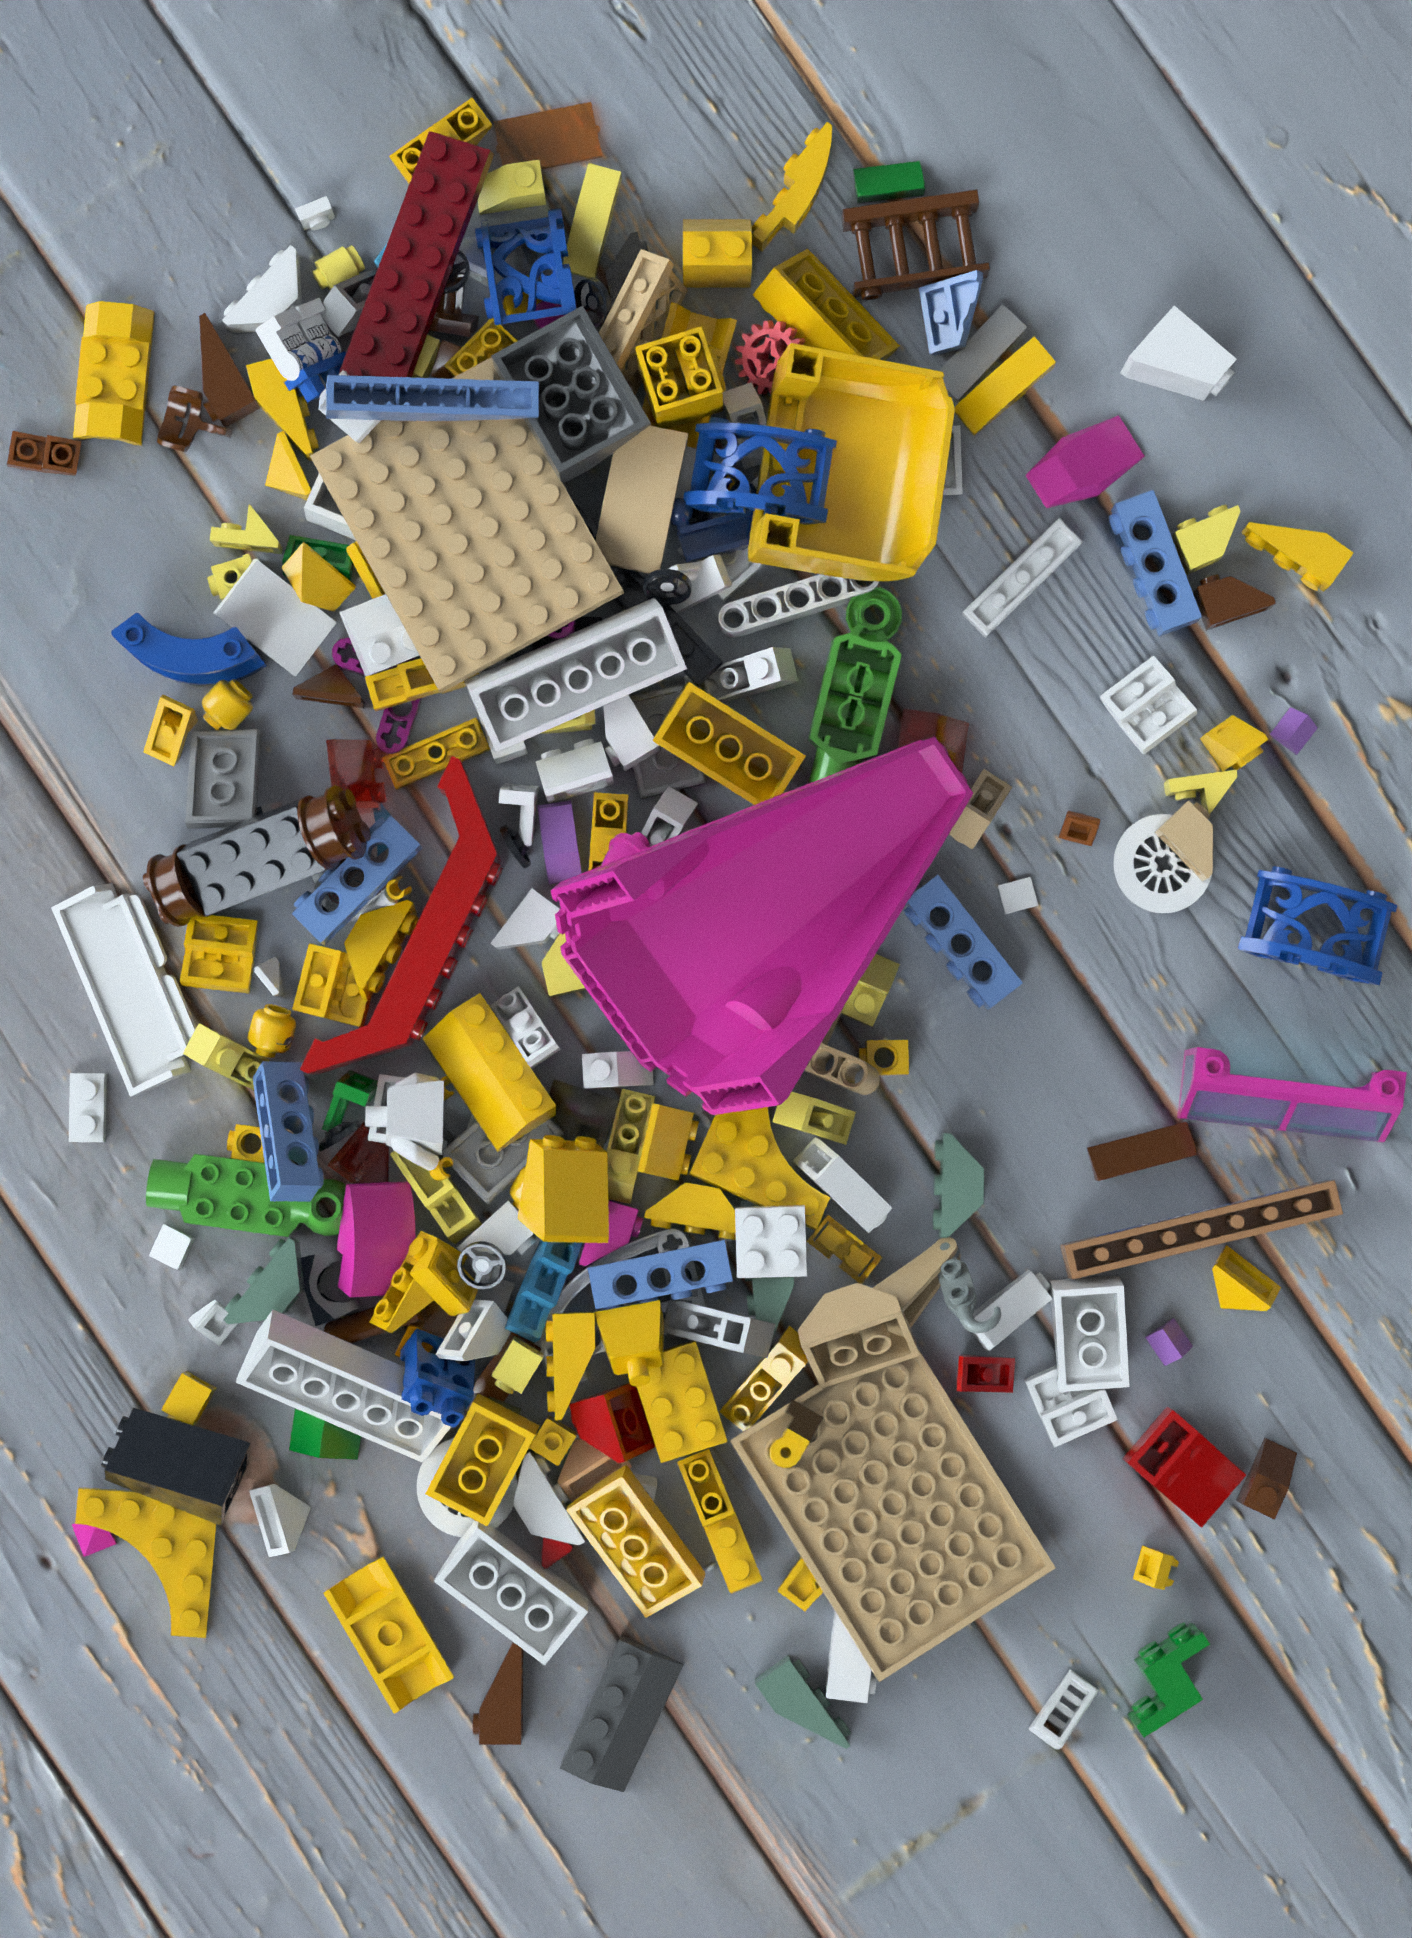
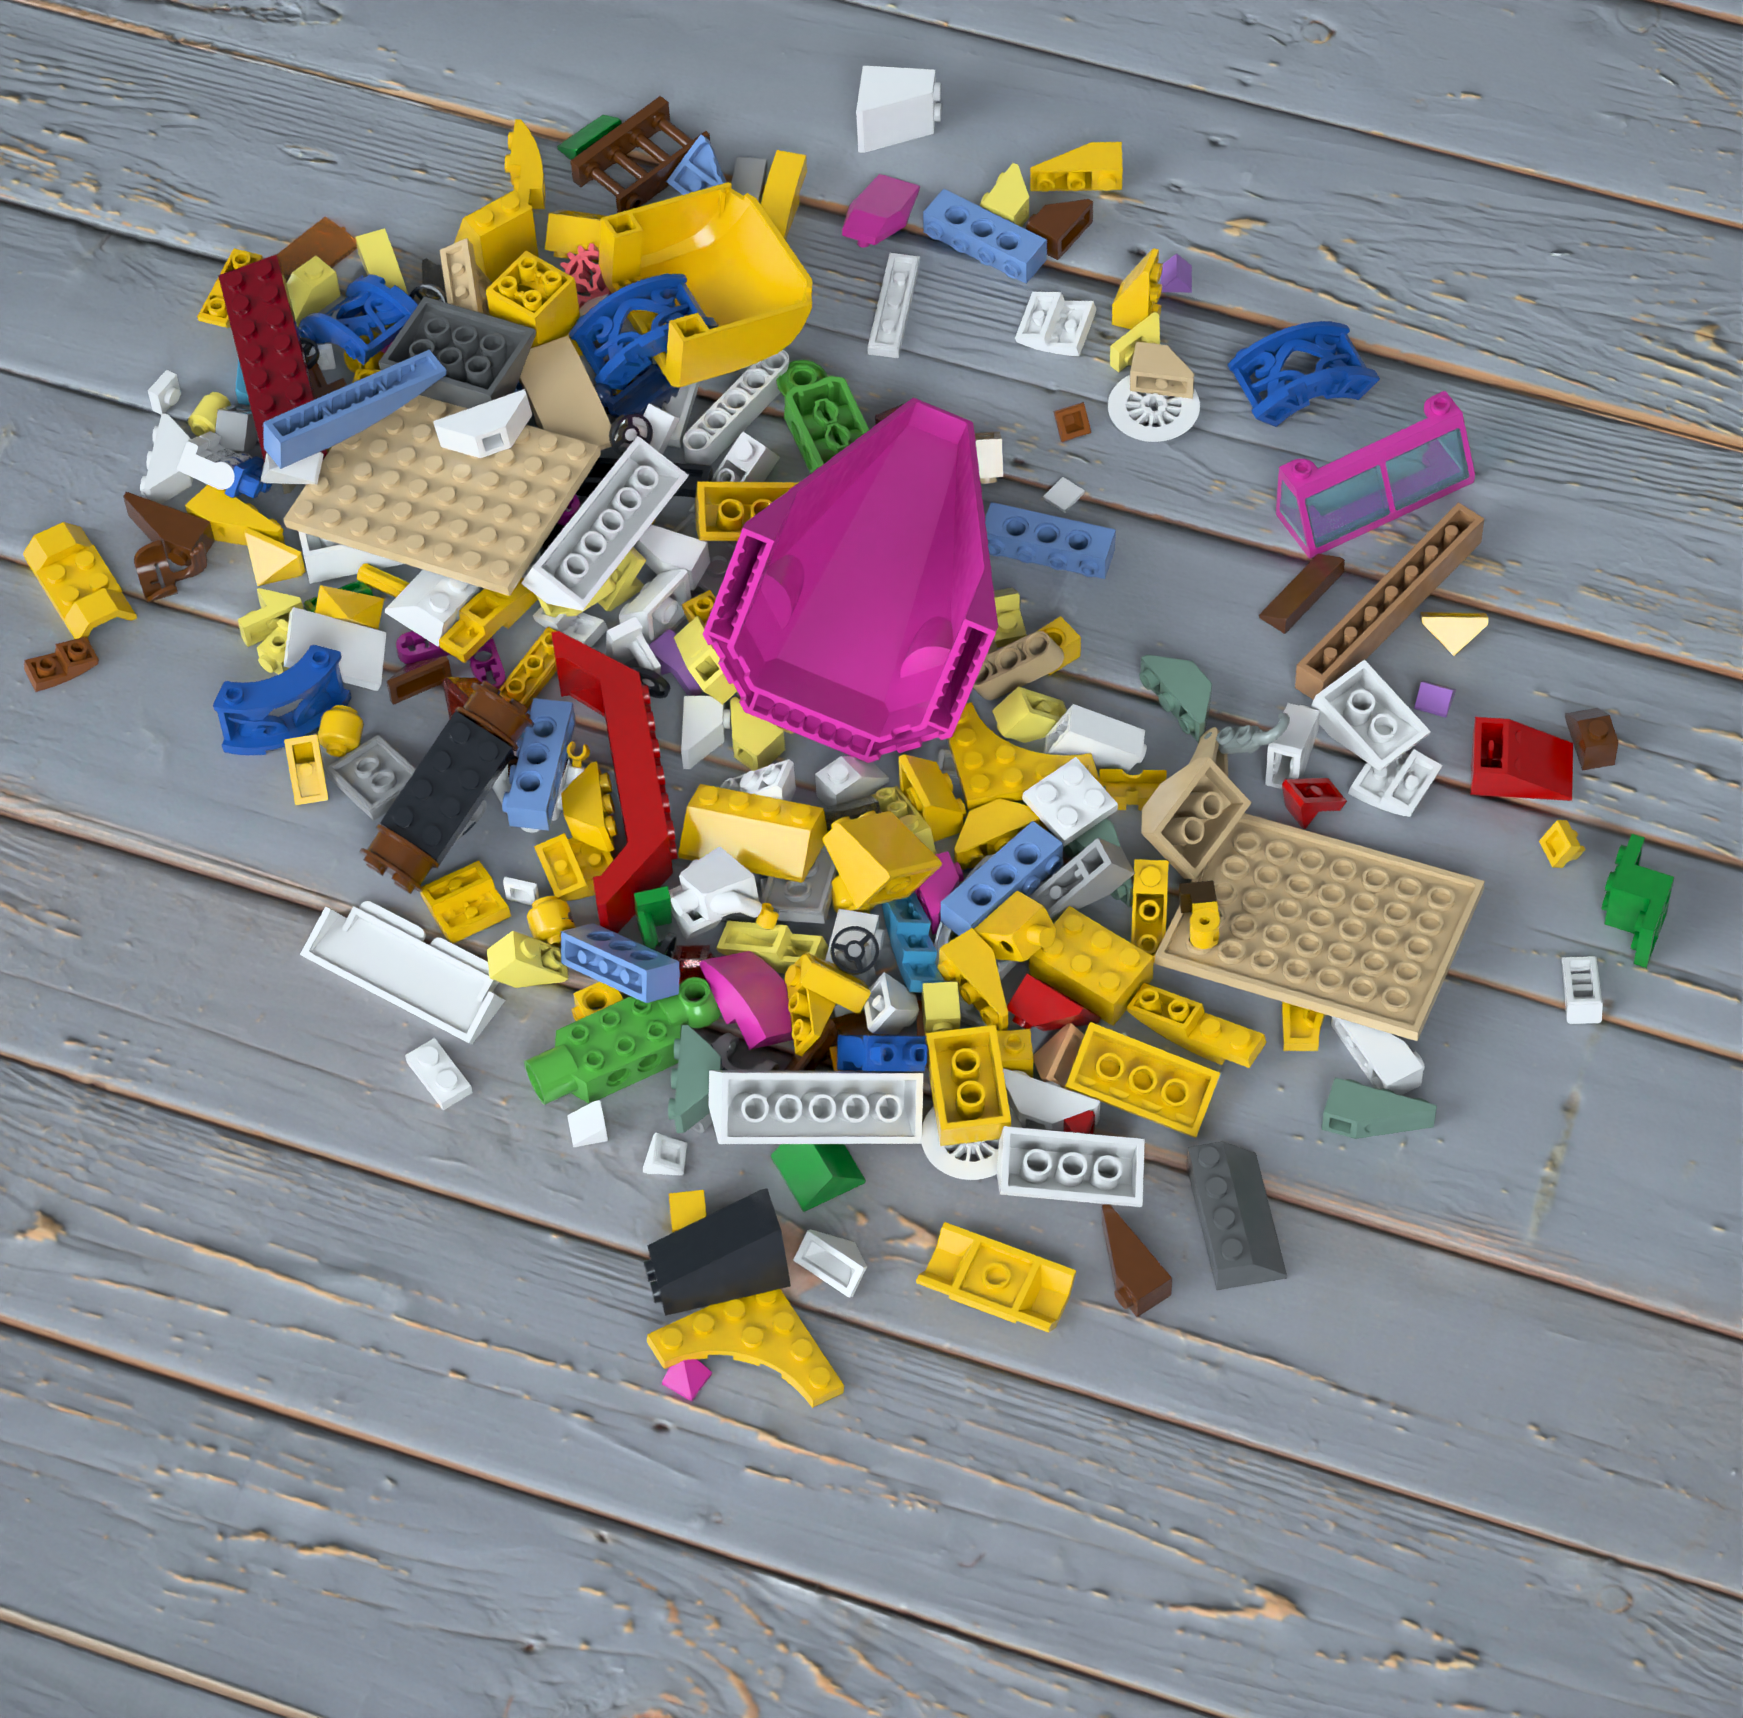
camera: 30 degrees left, 30 degrees down
(535, 501) = (485, 427): none -> white slope
(569, 857) = (703, 661): none -> light yellow slope

